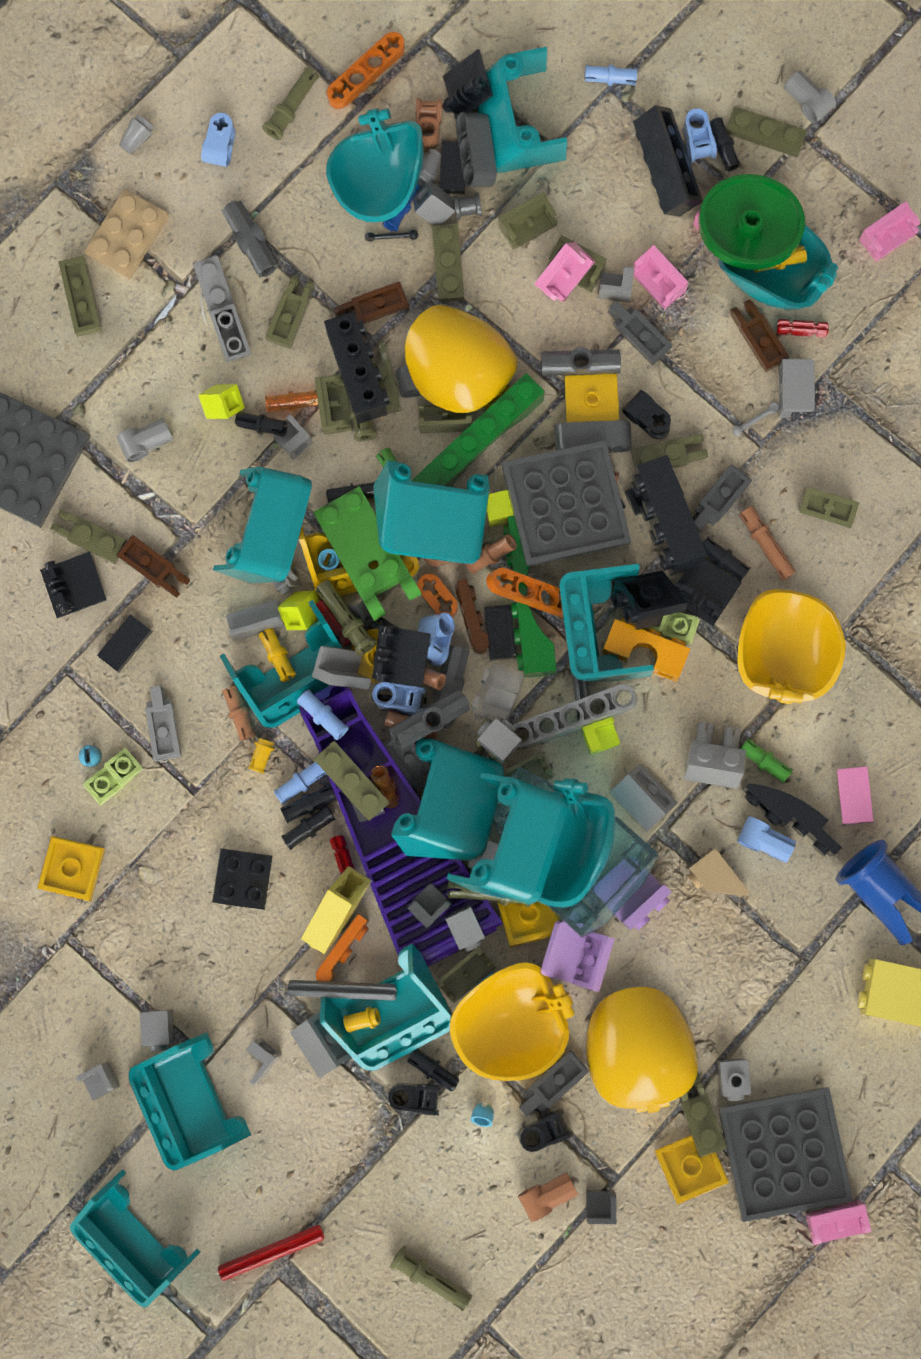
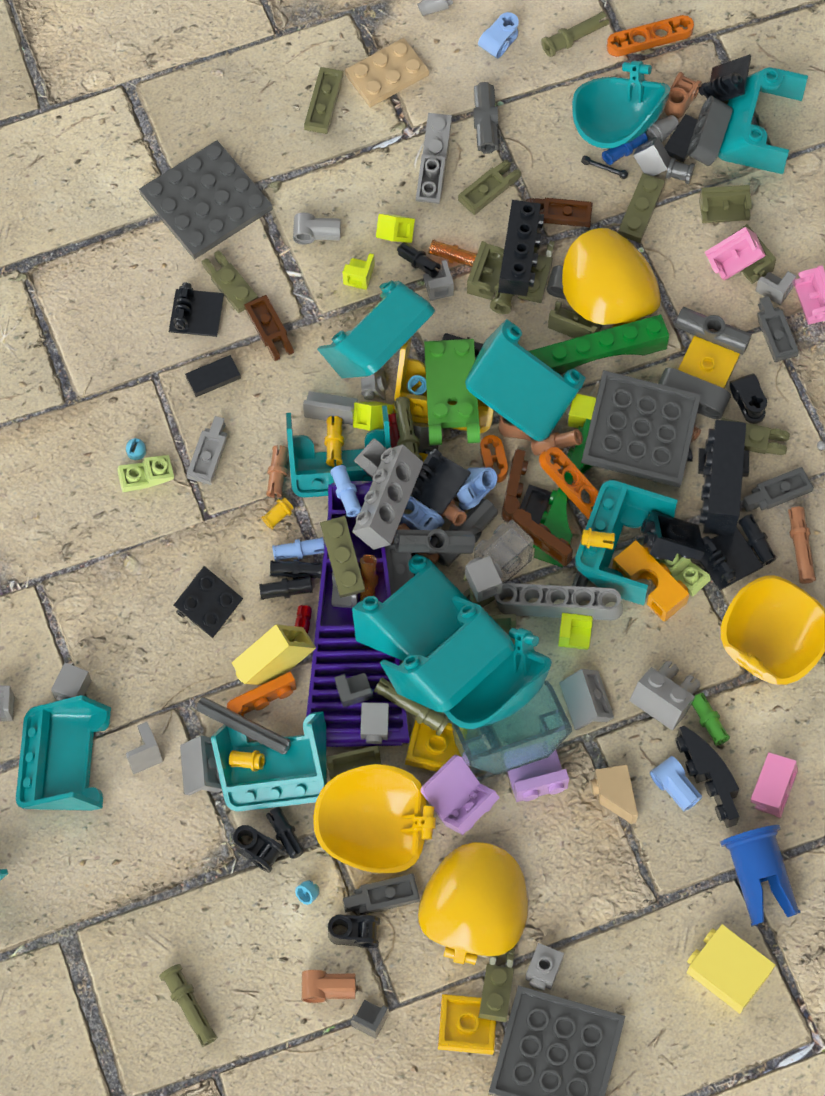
camera: 20 degrees right, 15 degrees down
(71, 868) = (71, 527): yellow plate -> none
(209, 464) = (358, 272): none -> neon yellow panel
(271, 1252) = (65, 916): red axle -> none
(366, 701) = (387, 497): none -> light grey brick
(526, 662) = (556, 548): none -> reddish brown hinge
(584, 643) = (597, 539): none -> yellow pin

